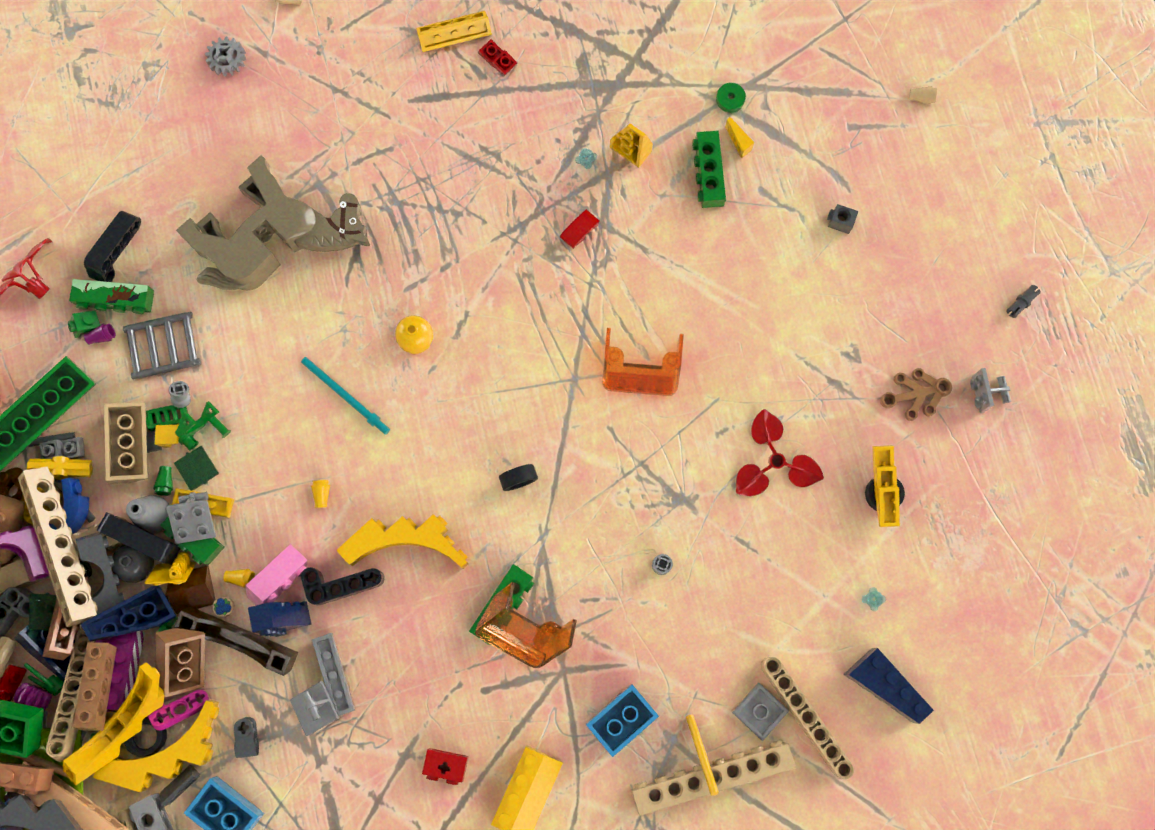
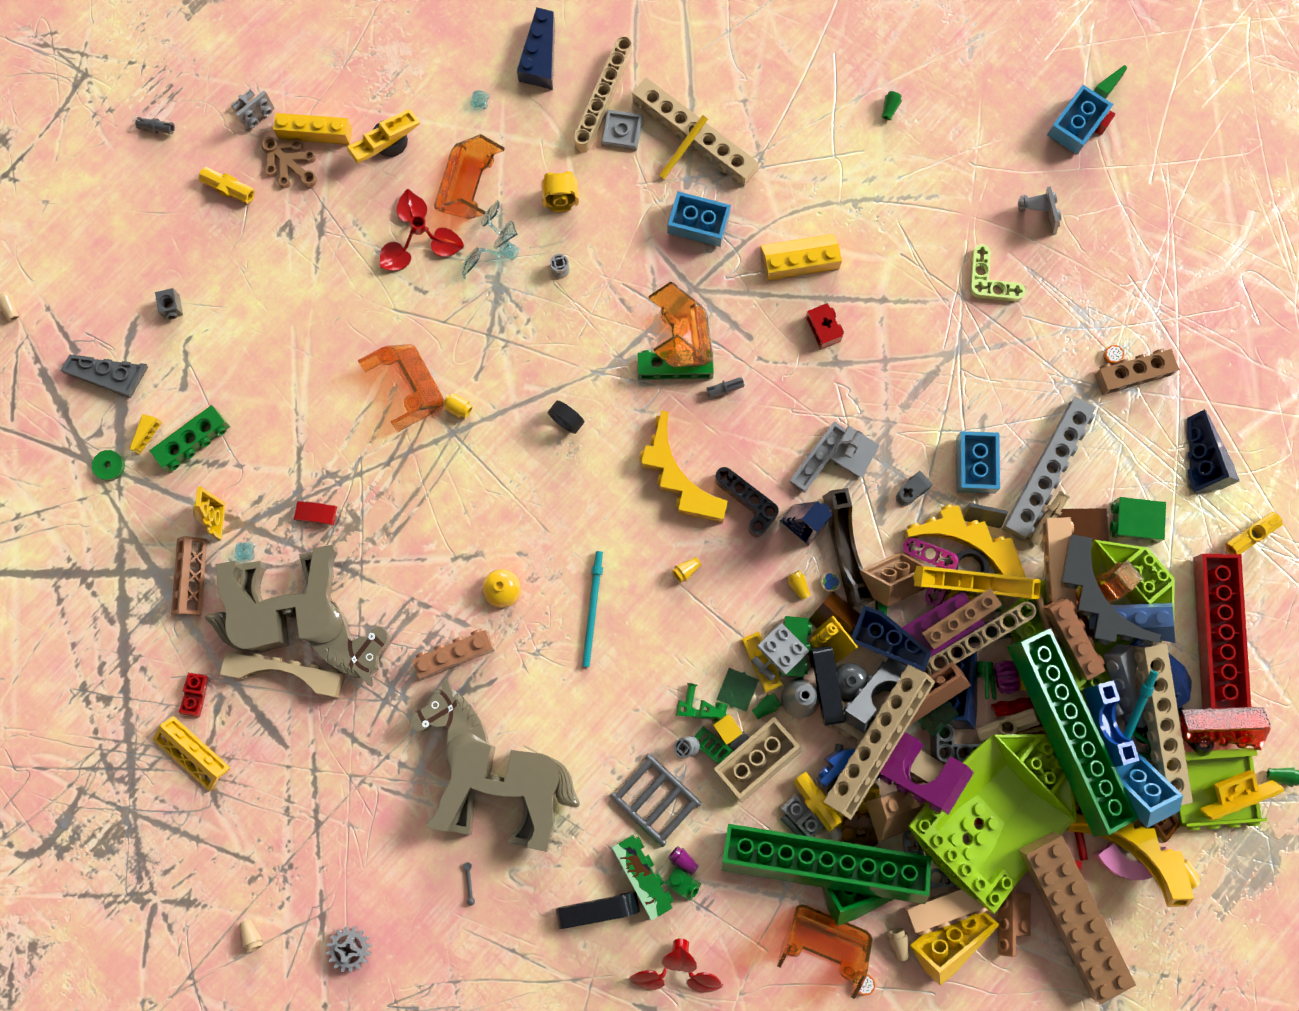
camera: 120 degrees left, 0 degrees up
(221, 175) = (467, 866): none -> dark grey hinge
(276, 576) = (778, 552): bright pink wedge -> none
(385, 263) = (452, 655): none -> nougat brick
(439, 152) = (244, 666): none -> tan arch
(452, 635) = (725, 387): none -> dark grey axle
(512, 131) = (262, 624): none -> dark tan animal
(593, 396) = (457, 406): none -> yellow brick
(598, 100) = (182, 579): none -> nougat fence
(710, 526) = (502, 242): none -> clear light blue plant
(731, 610) = (559, 191): none -> yellow brick
(802, 531) = (463, 176): none -> clear orange windscreen
(809, 139) = (110, 375): none -> dark grey wing
(926, 327) = (226, 185): none -> yellow piece
(935, 431) = (312, 128): none -> yellow brick

